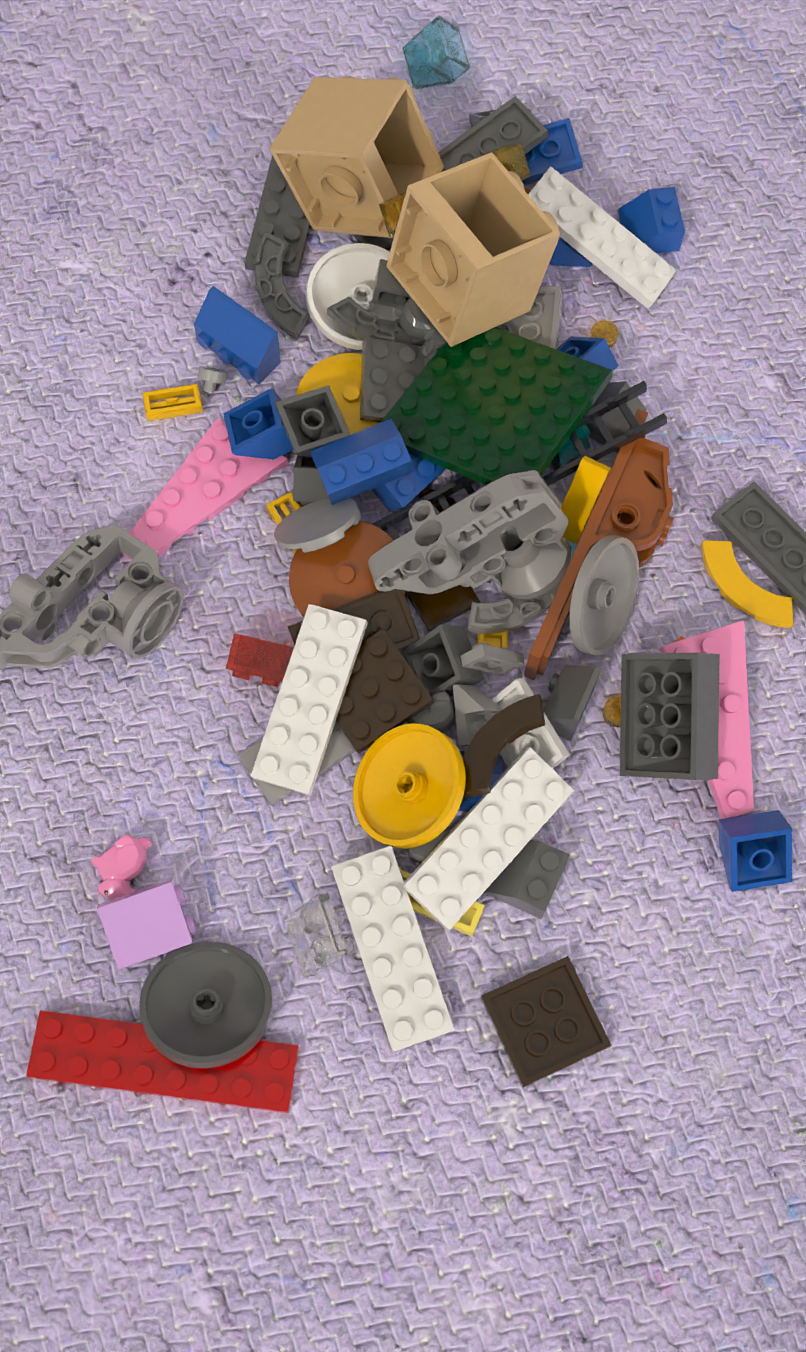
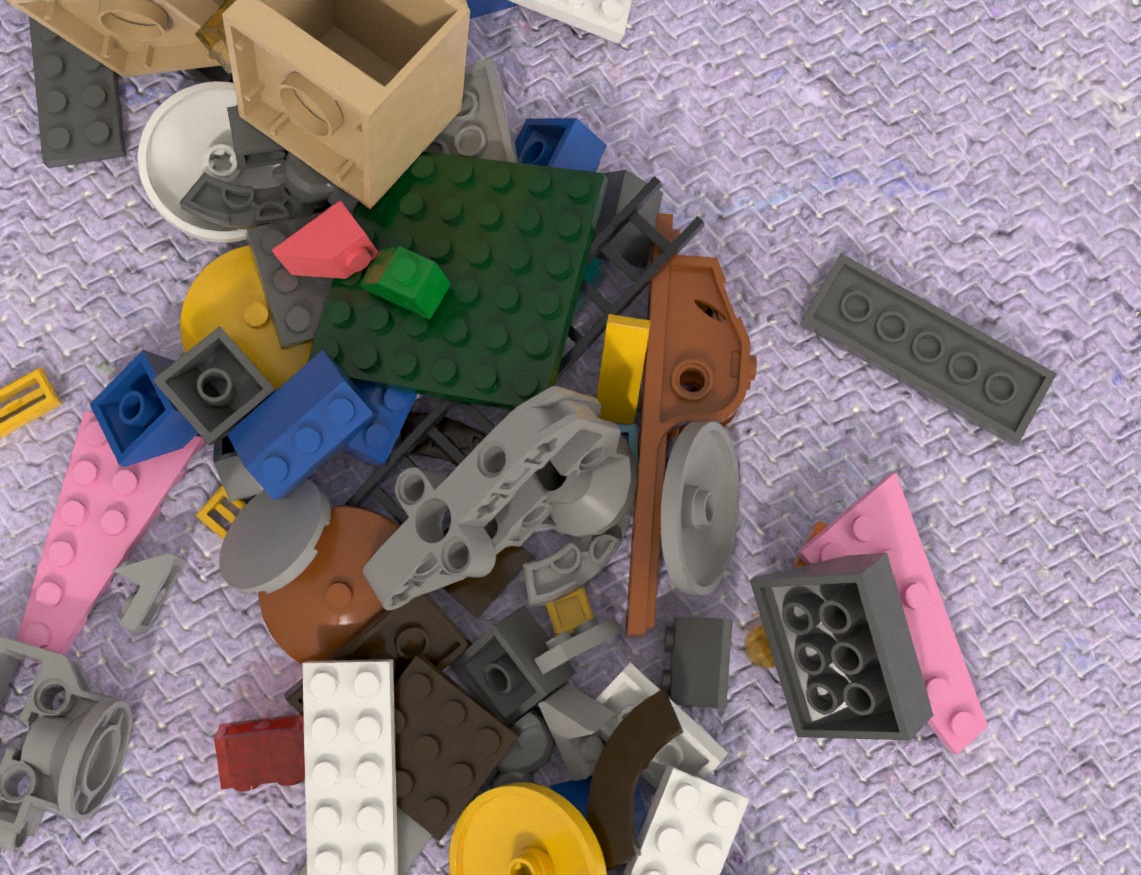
camera: 15 degrees left, 10 degrees up
(211, 377) = (55, 351): light grey tile -> none
(225, 532) = (156, 579): none -> light grey slope
(237, 336) = (68, 284): blue slope -> none
(271, 287) = (91, 186): dark grey tile -> none
(415, 360) = (327, 246): none -> coral slope
(461, 393) = (406, 280): none -> green slope
(606, 330) = (571, 100): clear yellow tile -> none
(740, 590) = (869, 414): yellow tile -> none
(756, 850) = (1008, 782): blue slope -> none

